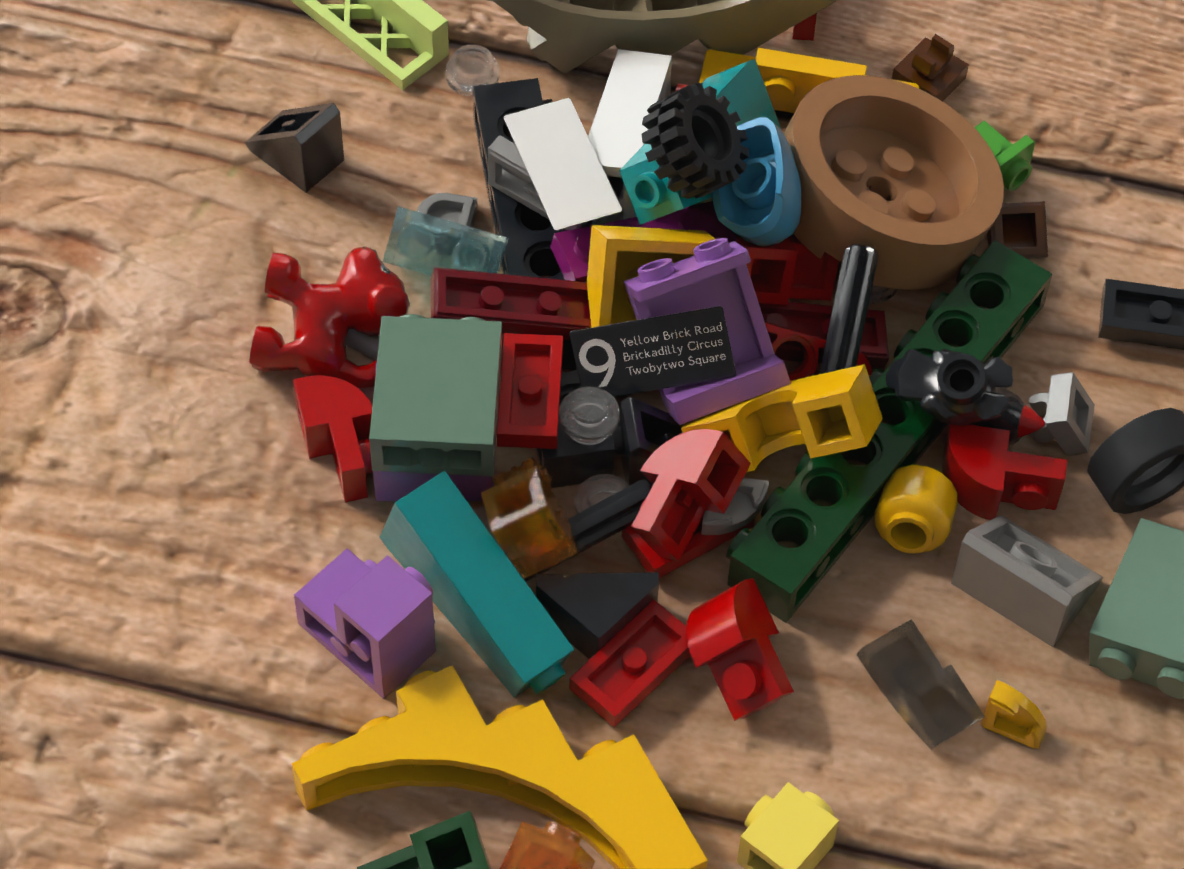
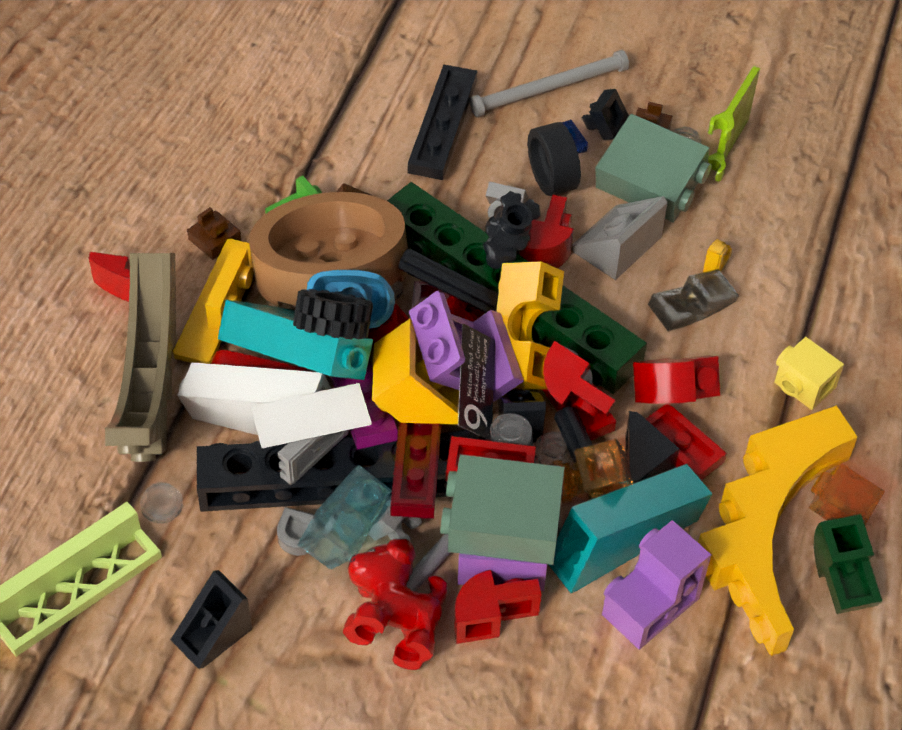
camera: 85 degrees left, 5 degrees down
(916, 509) = (581, 276): yellow head -> none

